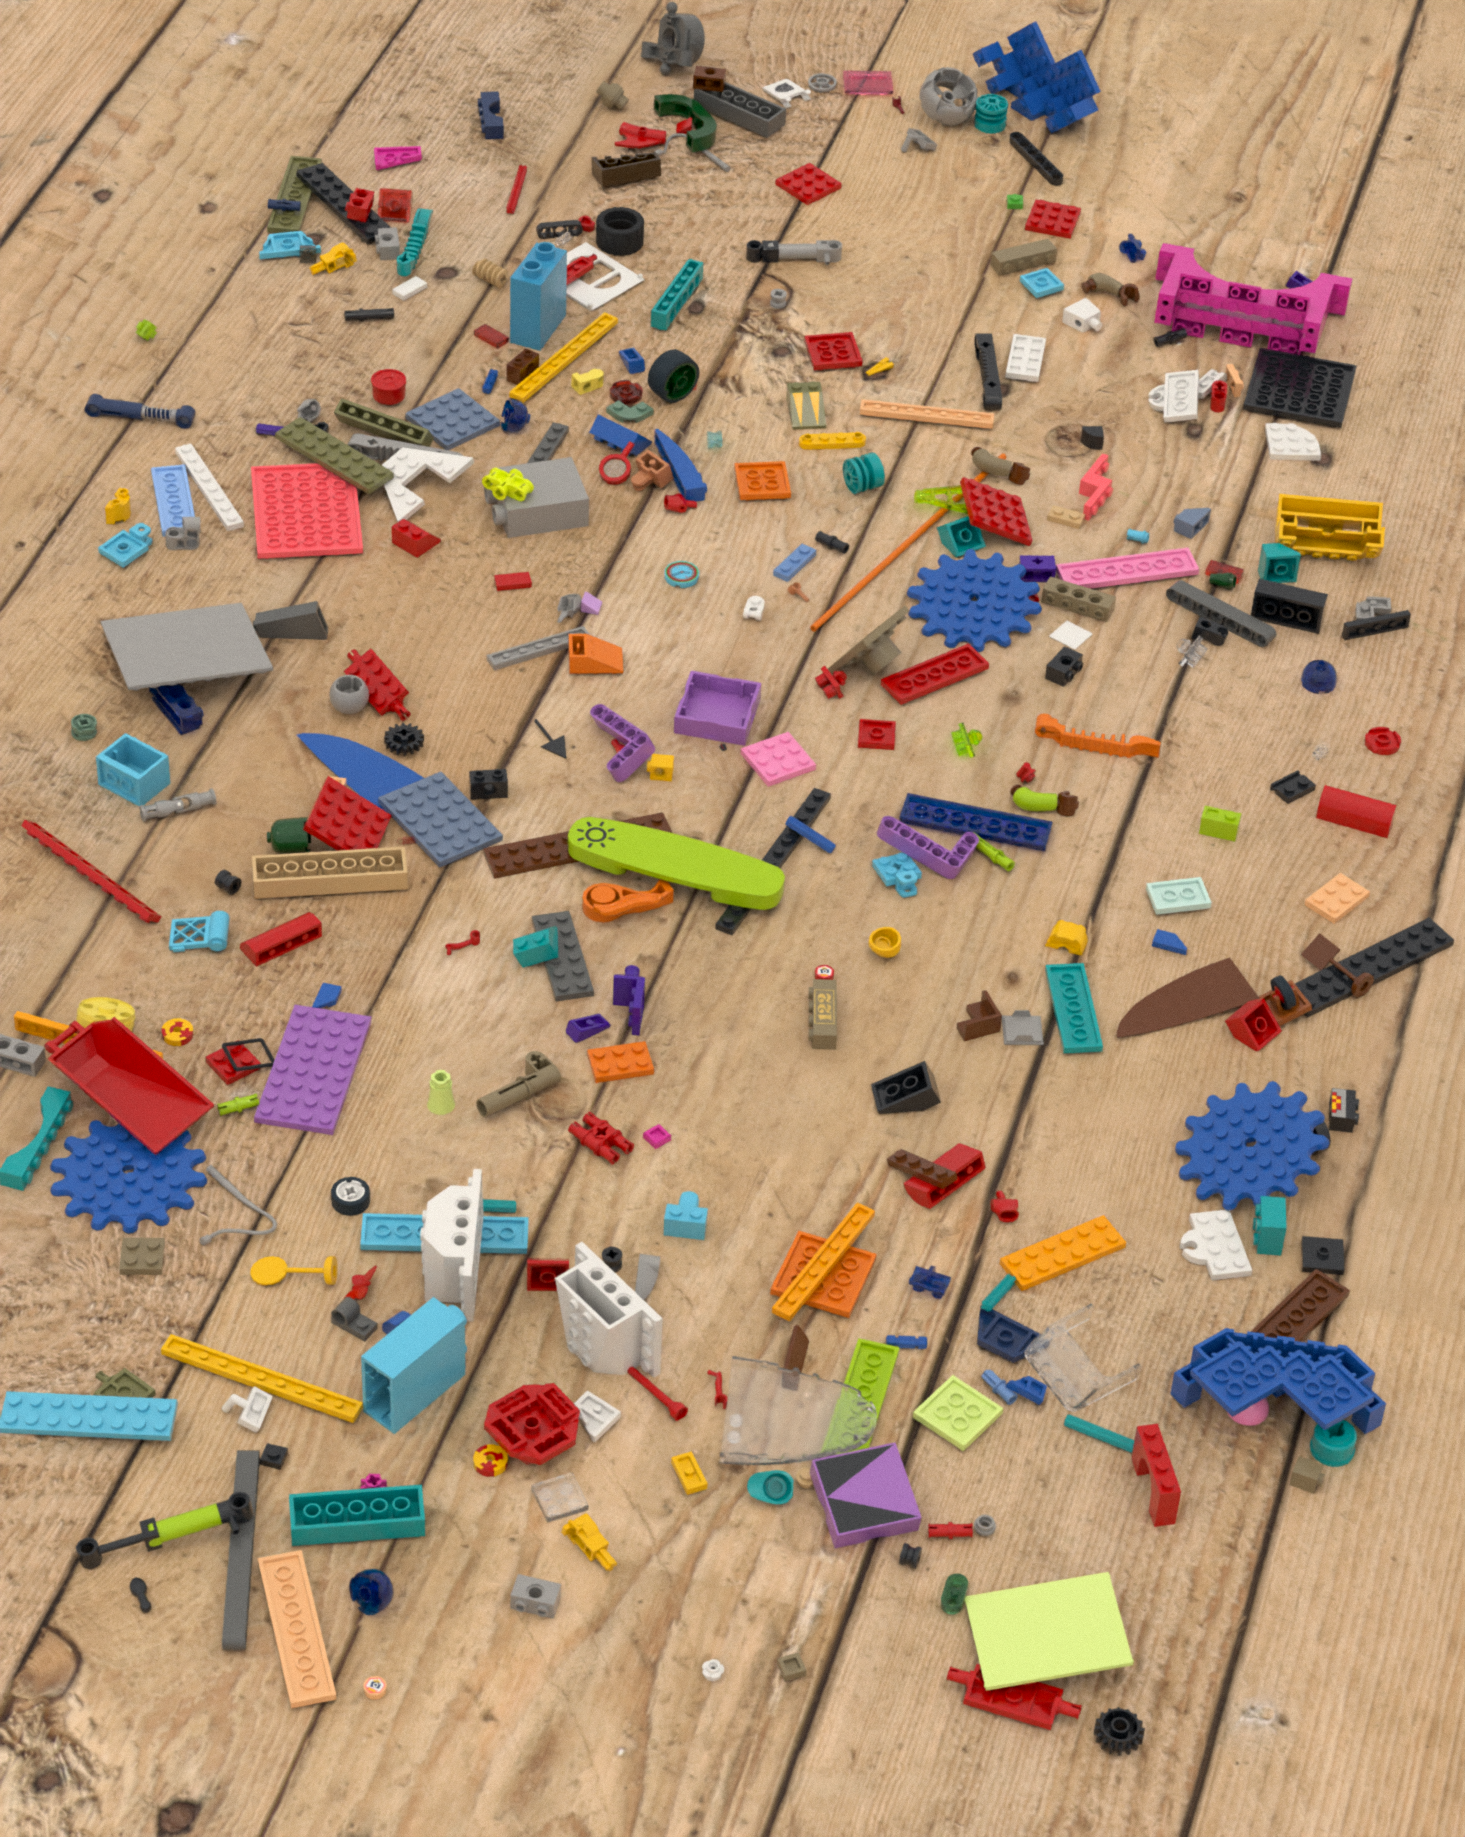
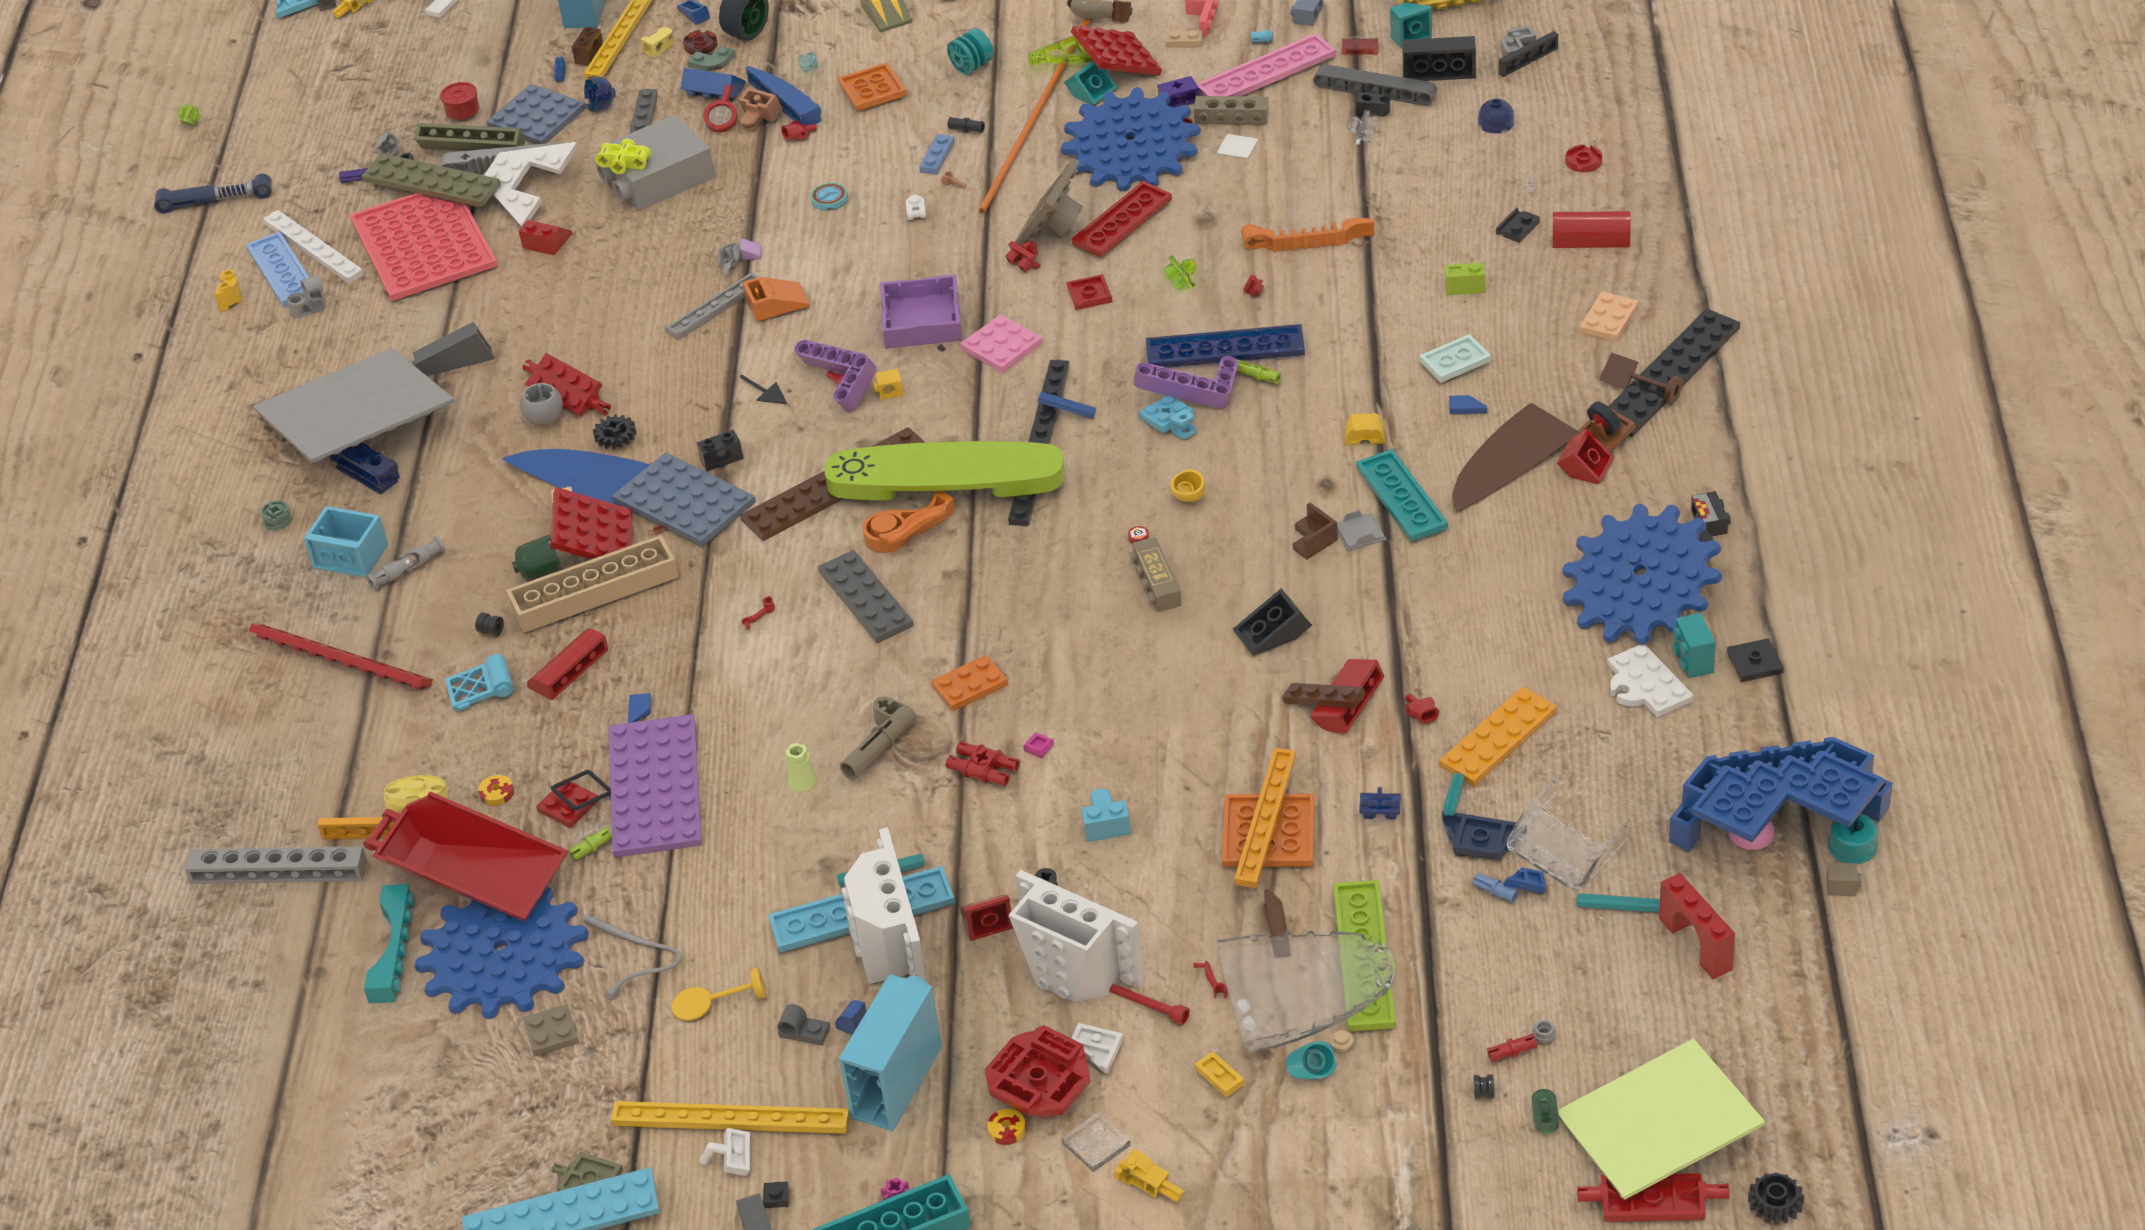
camera: 10 degrees left, 0 degrees up
(132, 543) = (251, 327): medium azure plate -> none
(350, 1196) = (747, 901): black wheel -> none
(361, 1284) = (796, 988): red piece -> none
(368, 314) = (408, 40): black pin -> none
(491, 336) = (542, 26): clear red tile -> none
(512, 581) = (661, 250): red tile -> none
(536, 947) = (837, 594): teal slope -> none
(585, 1027) = (919, 659): dark purple slope -> none
(630, 991) = (952, 609): dark purple plate -> none
(647, 1274) = (1088, 882): light grey piece -> none
(832, 441) = (924, 31): yellow plate -> none
(865, 1495) = (1412, 1039): medium lavender tile -> none
(907, 1341) = (1383, 871): blue axle -> none
(958, 1412) = (1466, 927): yellowish green plate -> none
(1039, 802) = (1274, 310): lime piece -> none
(1064, 666) = (1246, 176): black brick -> none
(1224, 580) = (1363, 53): dark green cone -> none
(1304, 1308) = (1762, 715): reddish brown plate -> none

